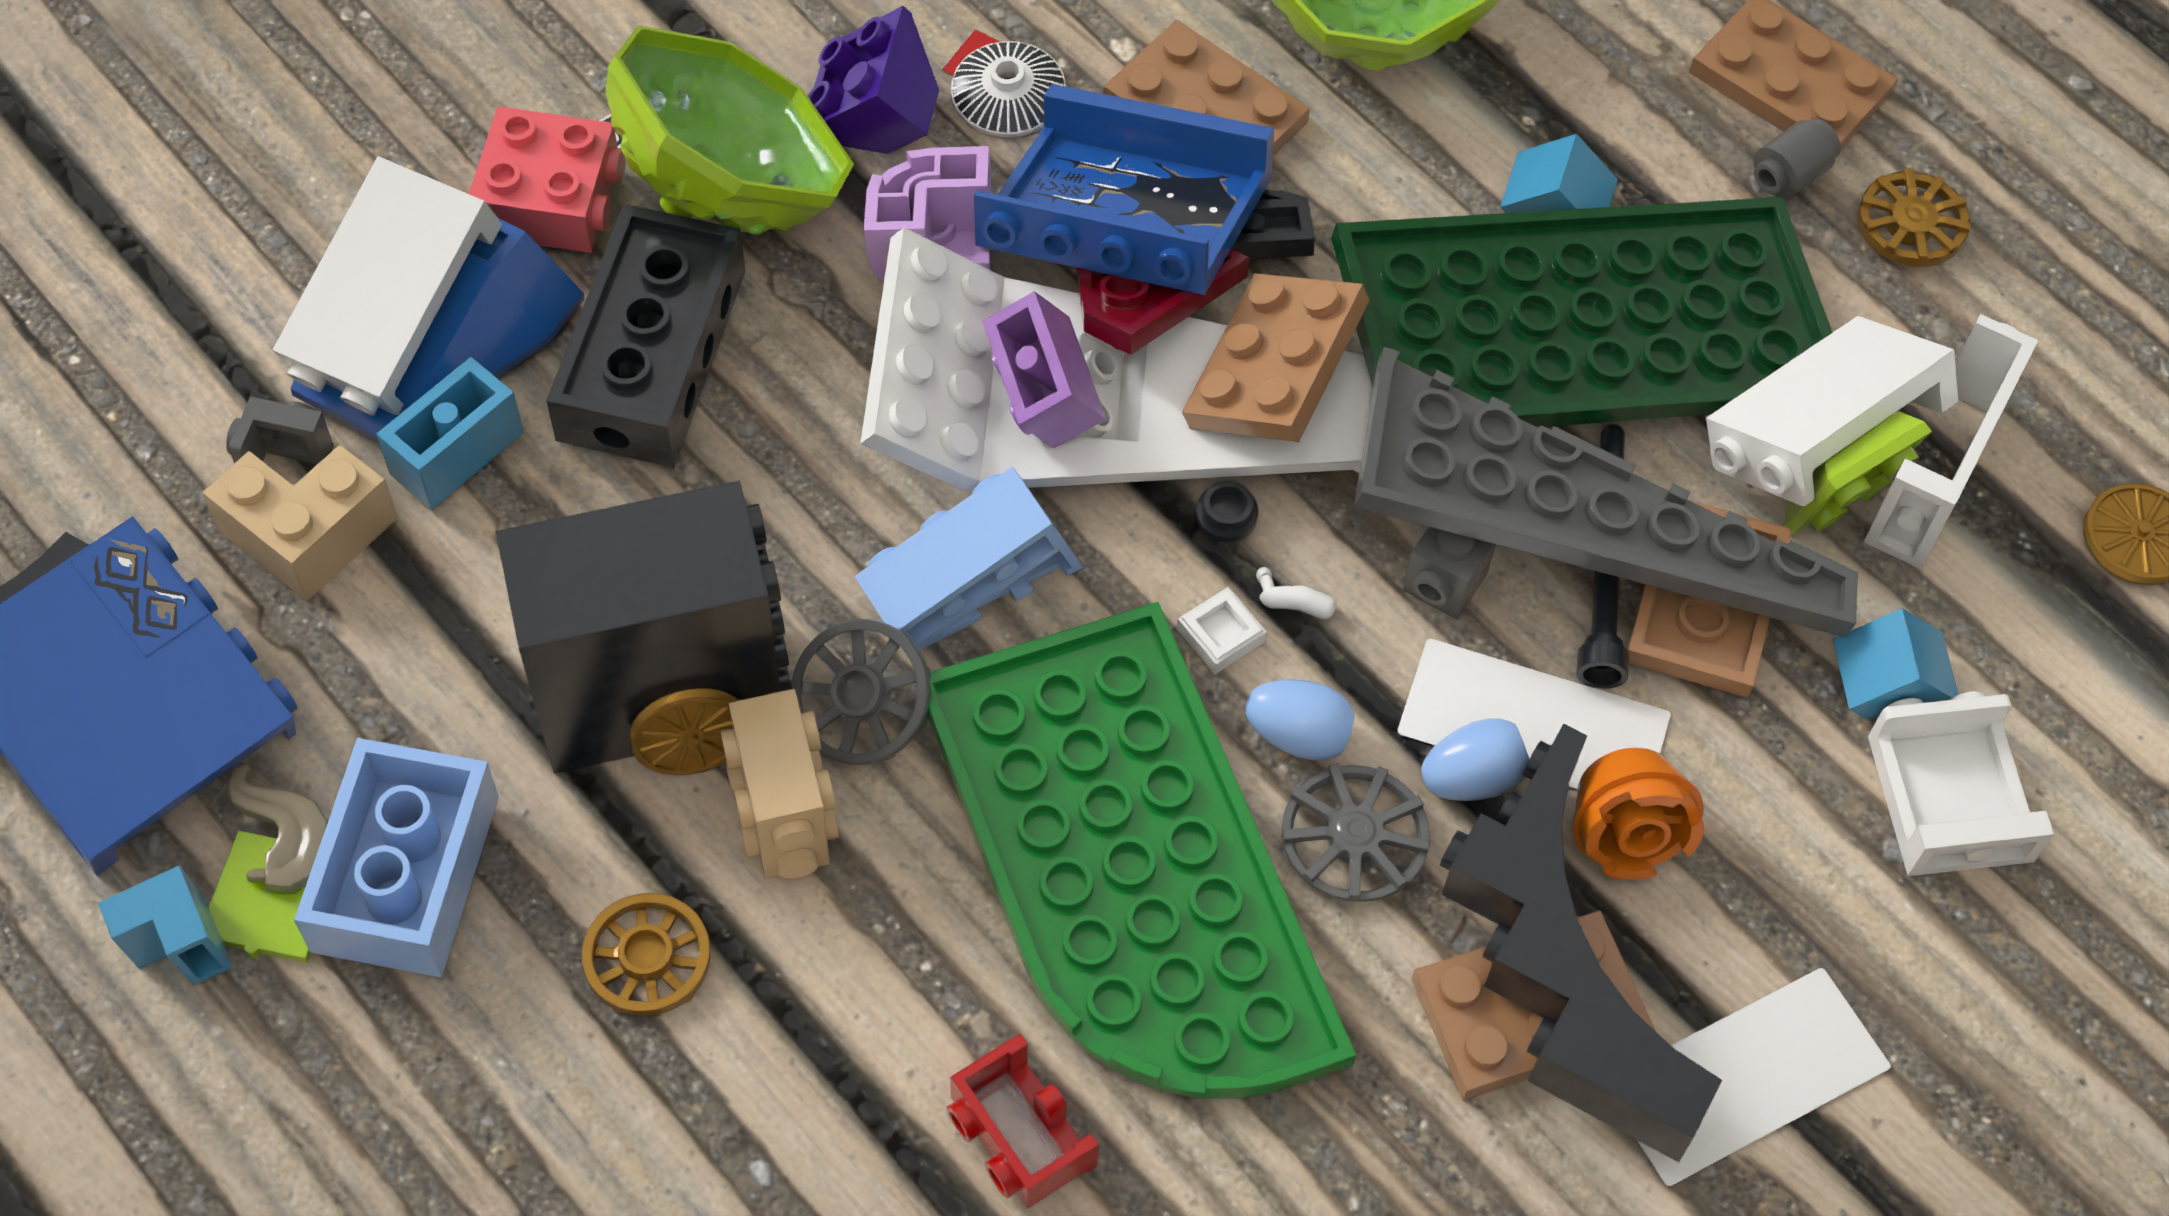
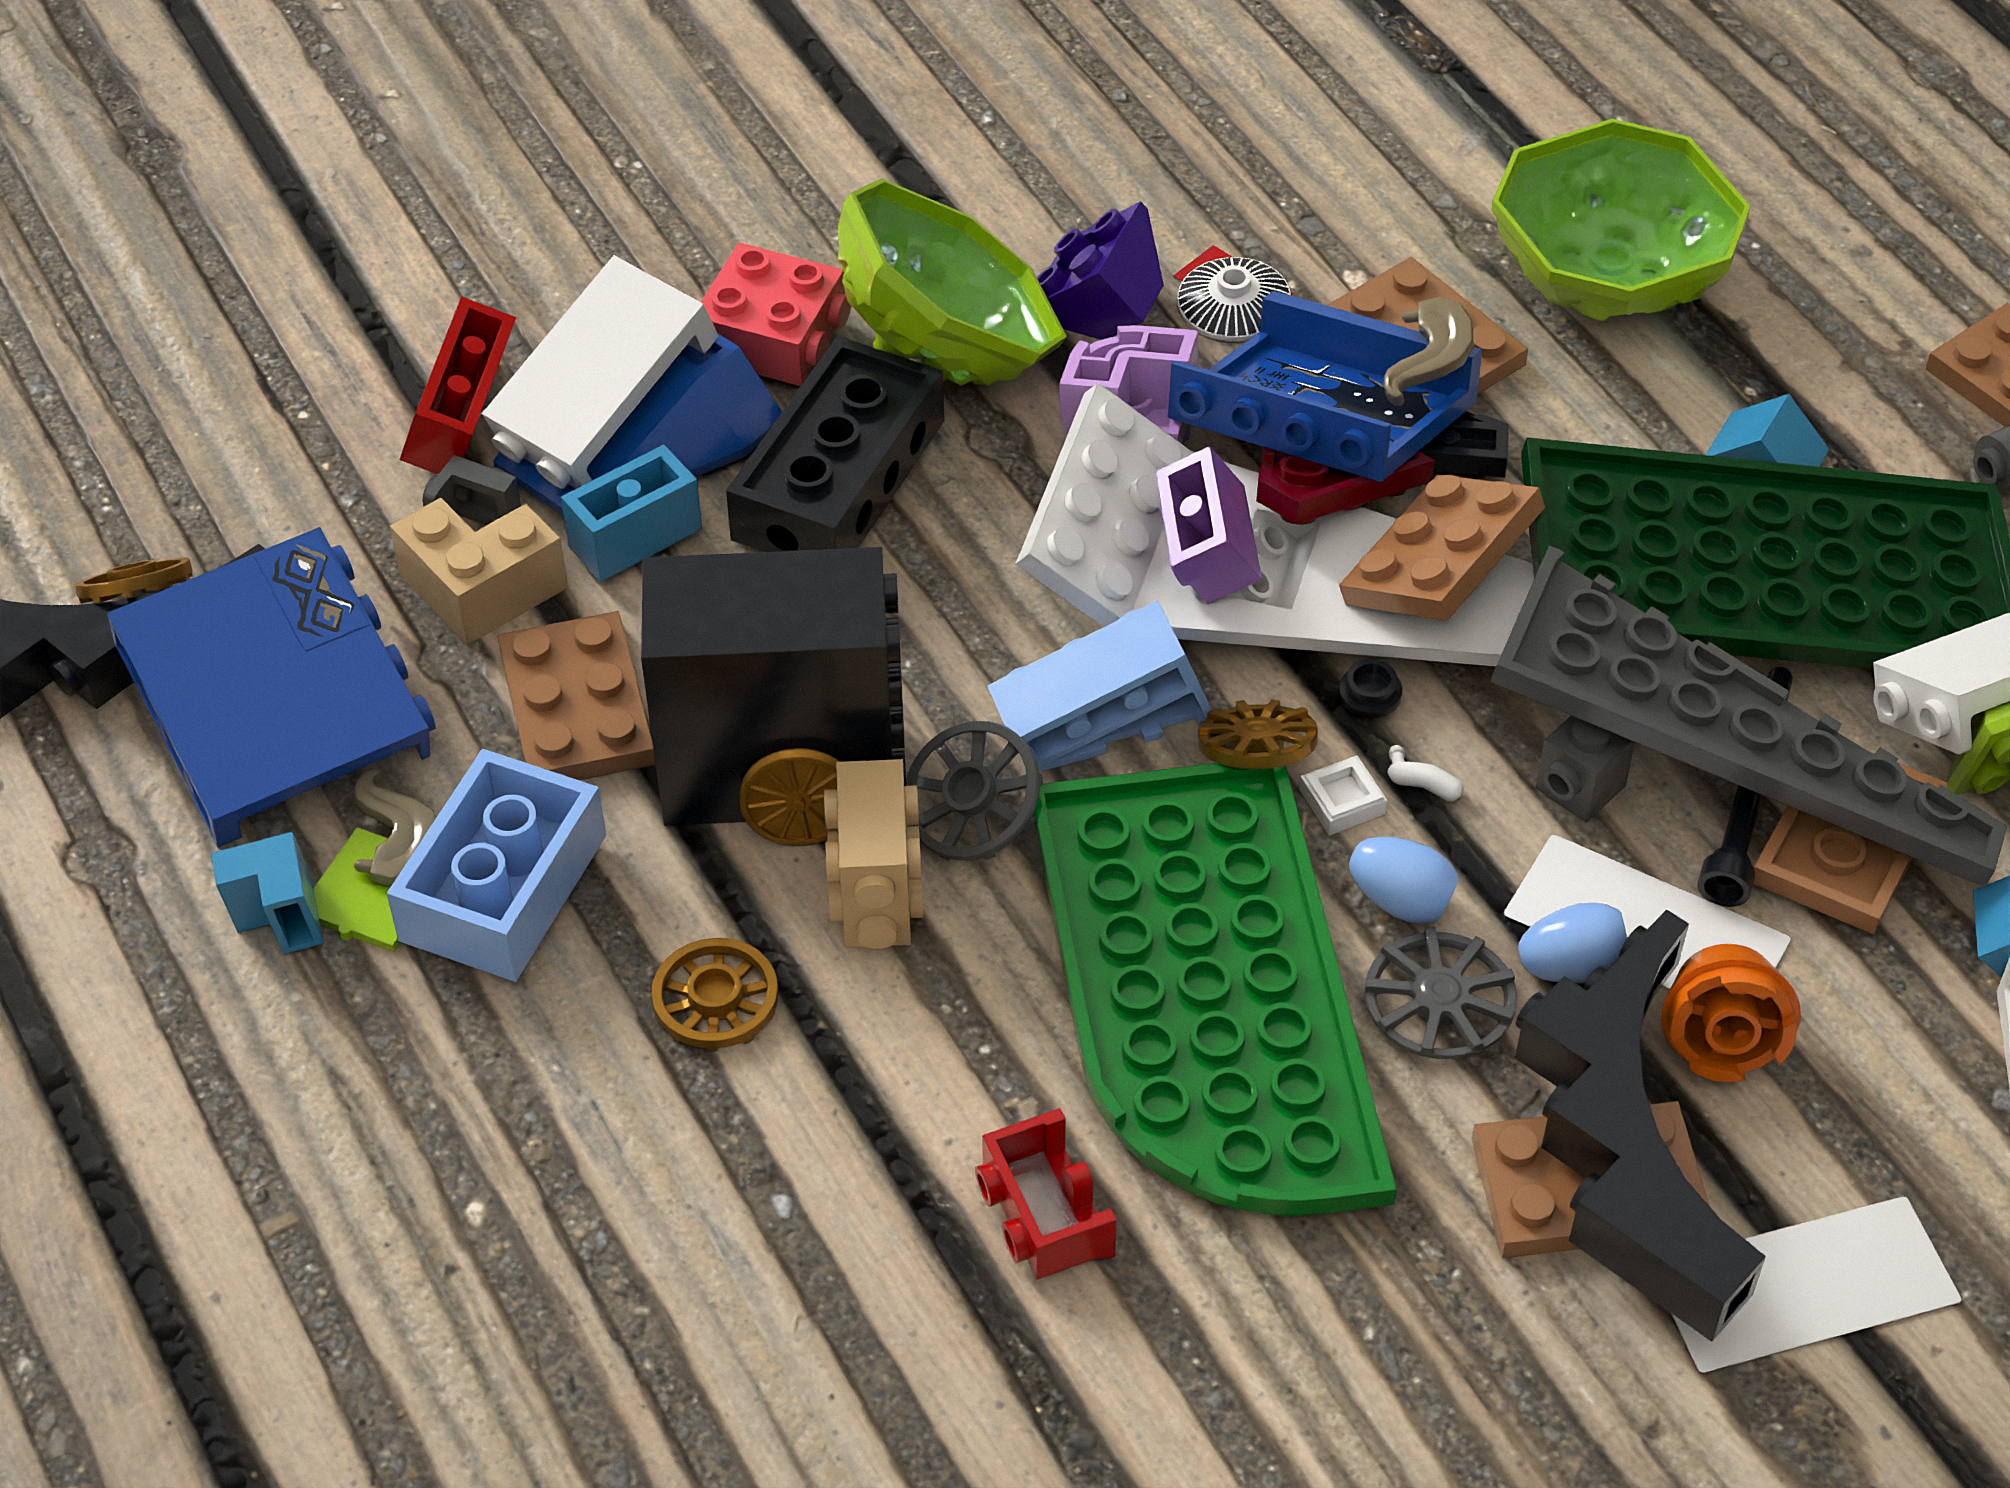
camera: 15 degrees right, 10 degrees down
(237, 314) = (457, 386): none -> red brick
(434, 648) = (577, 697): none -> medium nougat plate
(1128, 582) = (1257, 735): none -> pearl gold wheel
(1243, 127) = (1449, 346): none -> dark tan piece

